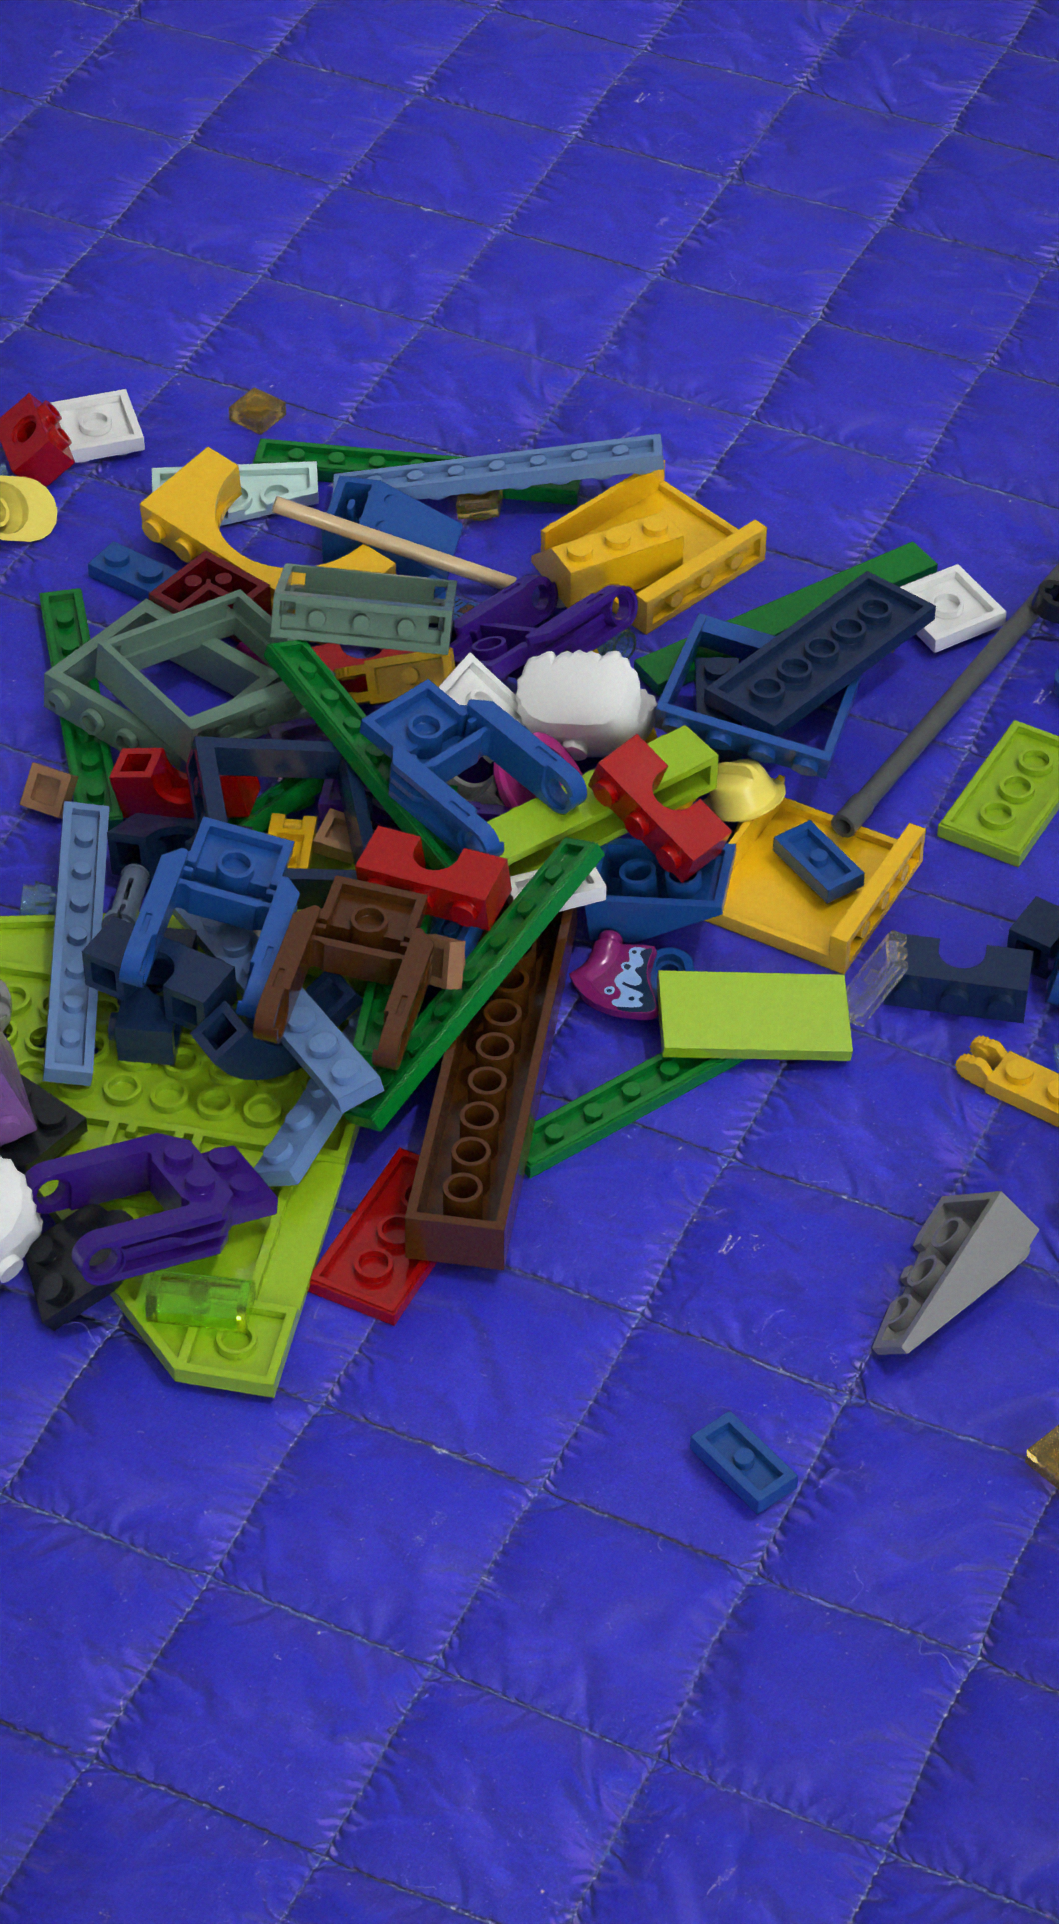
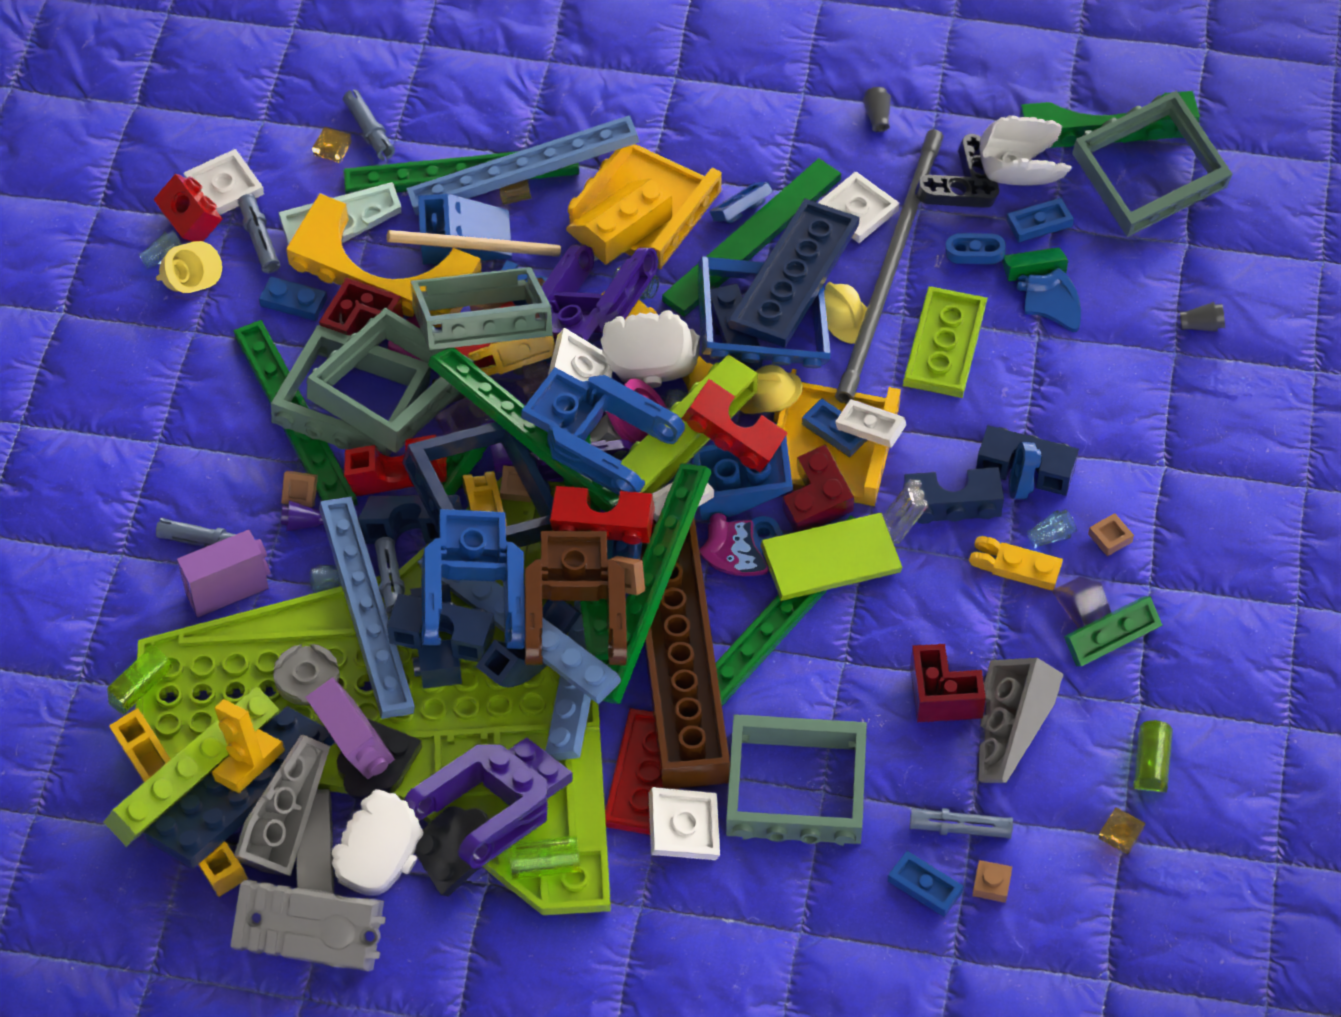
camera: 15 degrees left, 10 degrees up
(34, 823) = (300, 516): none -> dark purple cone
(118, 461) = (255, 224): none -> sand blue pin
(315, 402) = (373, 131): none -> sand blue pin
(417, 1305) = (684, 823): none -> white plate
(618, 1226) = (800, 733): none -> sand green window
(768, 935) = (824, 494): none -> dark red brick
(801, 569) = (747, 198): none -> blue plate
(824, 1395) = (1001, 826): none -> sand blue pin
(846, 1483) = (992, 881): none -> medium nougat plate
(855, 1219) = (942, 693): none -> dark red brick
(865, 857) = (871, 423): none -> white plate
(878, 725) = (843, 311): none -> light yellow piece
(1017, 495) = (877, 106): none -> dark grey cone

